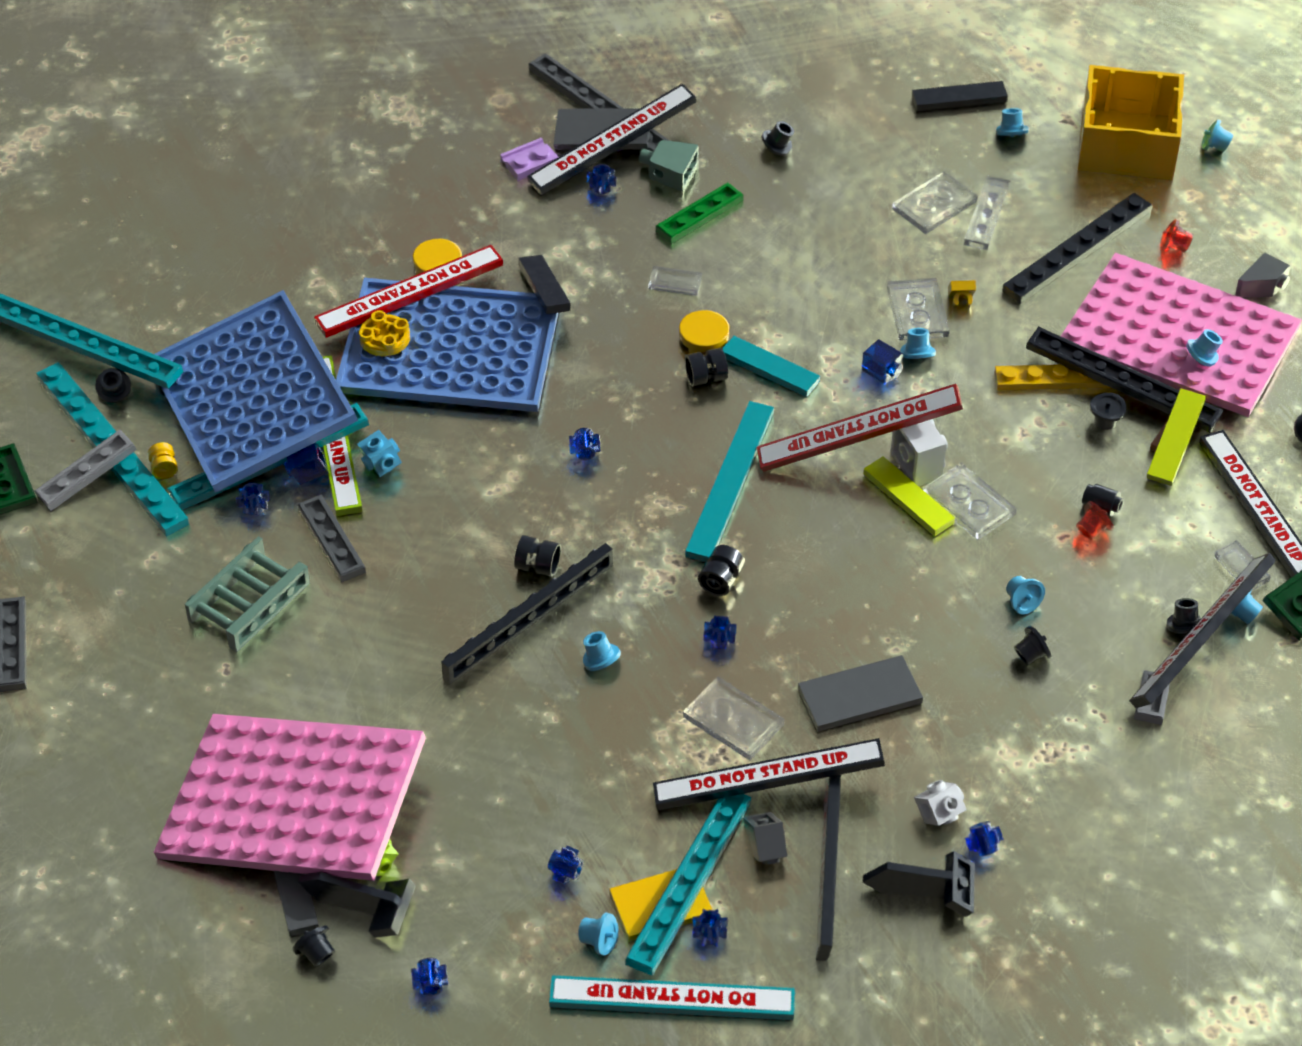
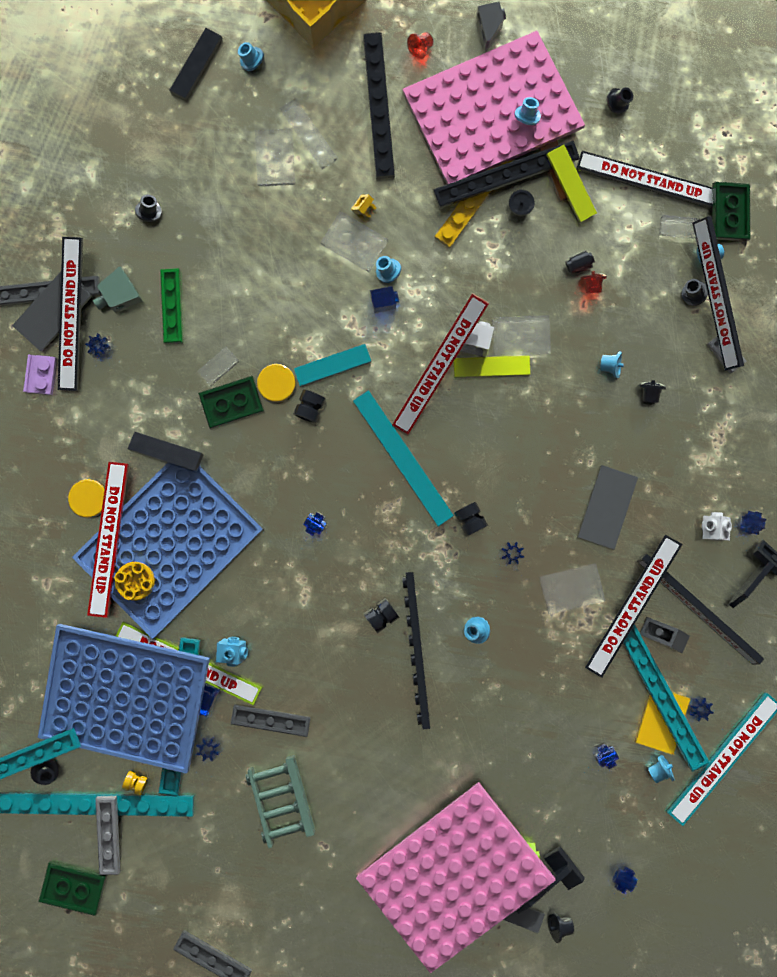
camera: 50 degrees left, 35 degrees up
(646, 311) = (231, 402): none -> dark green tile

